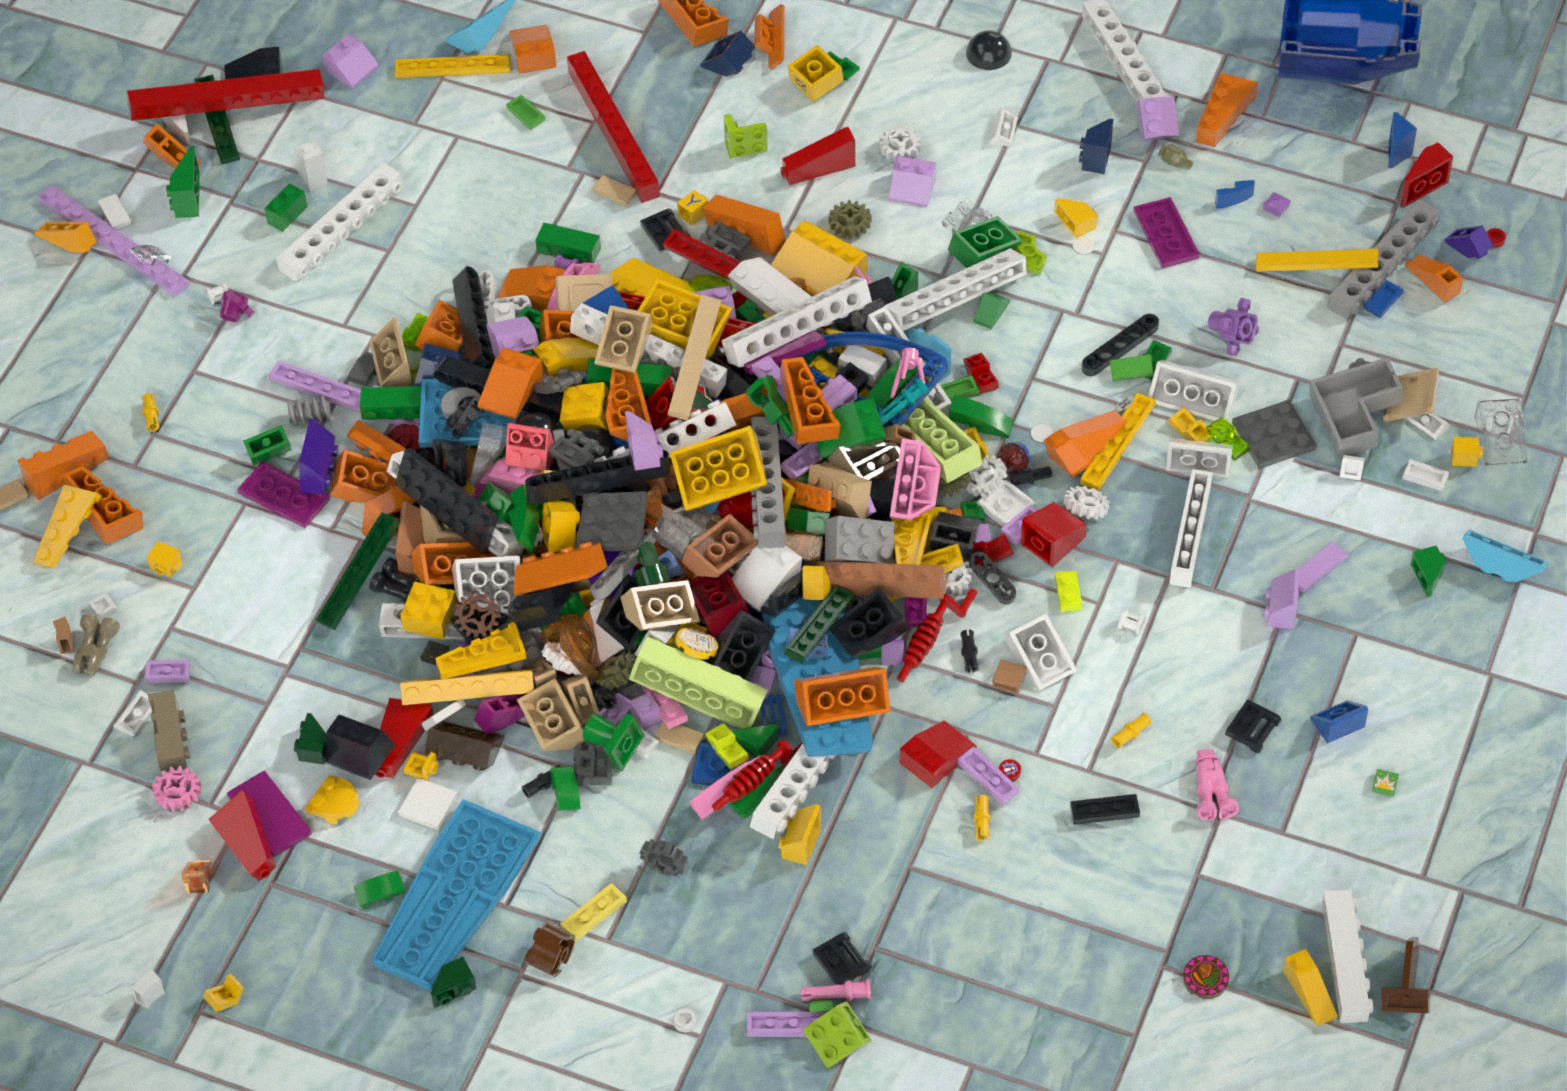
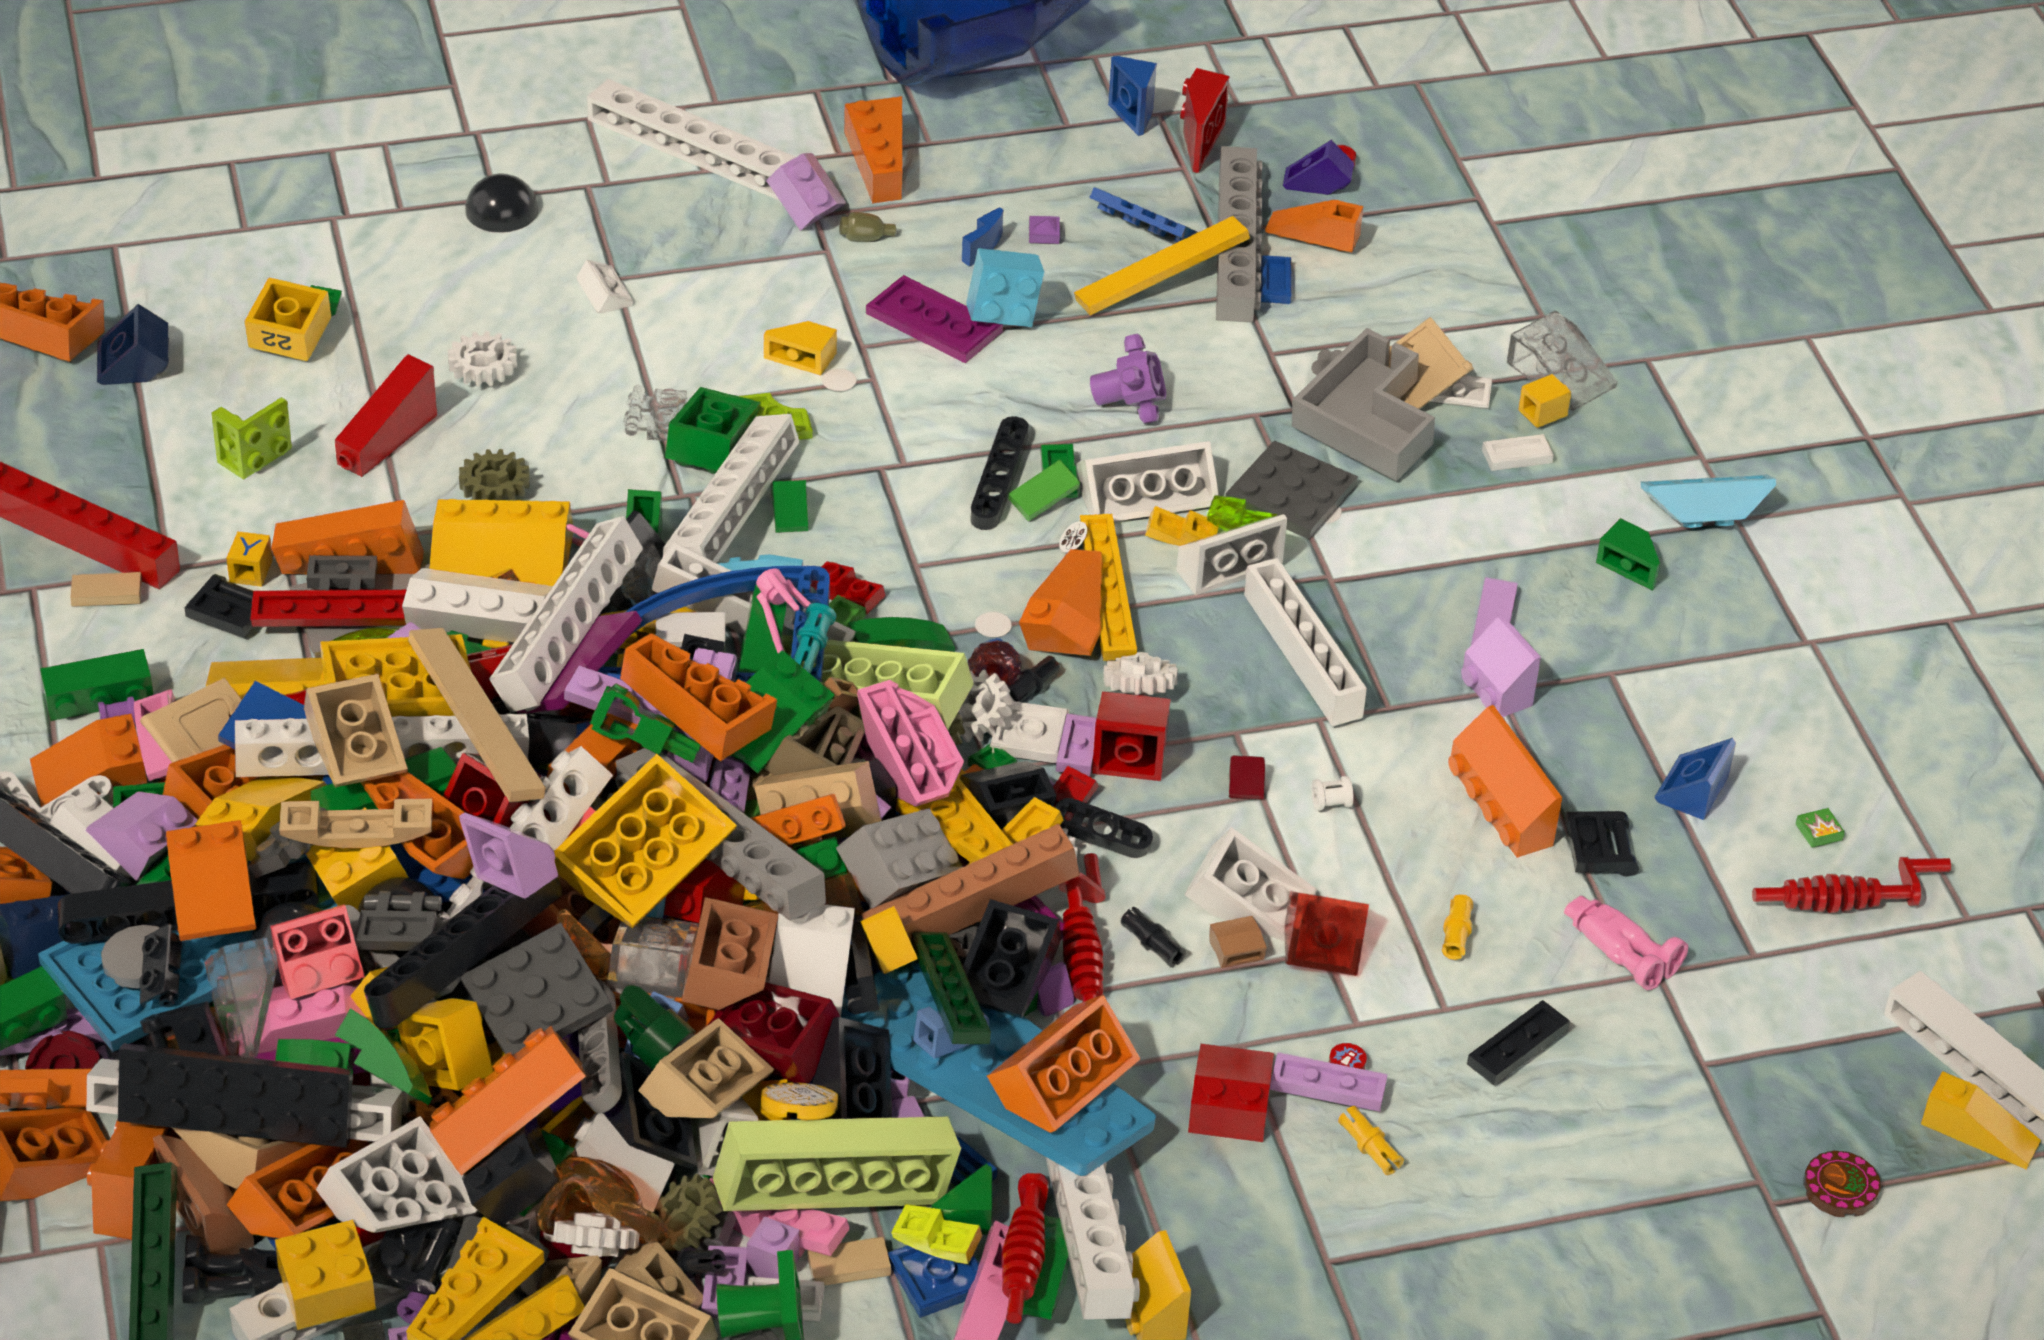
camera: 40 degrees left, 10 degrees down
(480, 623) = (404, 1230): reddish brown gear -> none
(585, 389) = (355, 828): none -> tan slope
(770, 35) = (179, 302): orange bracket -> none
(912, 181) = (541, 395): lavender slope -> none
(1054, 695) = (1324, 932): none -> clear red slope
(1068, 591) = (1211, 798): neon yellow plate -> none
(1095, 589) = (1246, 777): none -> dark red slope
(1096, 147) = (764, 252): dark blue slope -> none
(1209, 233) = (1005, 287): none -> medium azure brick
(1223, 667) = (1506, 783): none -> orange slope
(1337, 223) = (1136, 214): none -> blue wing
(1351, 467) = (1427, 481): white tile -> none
(1367, 829) = (1844, 893): none -> red piece

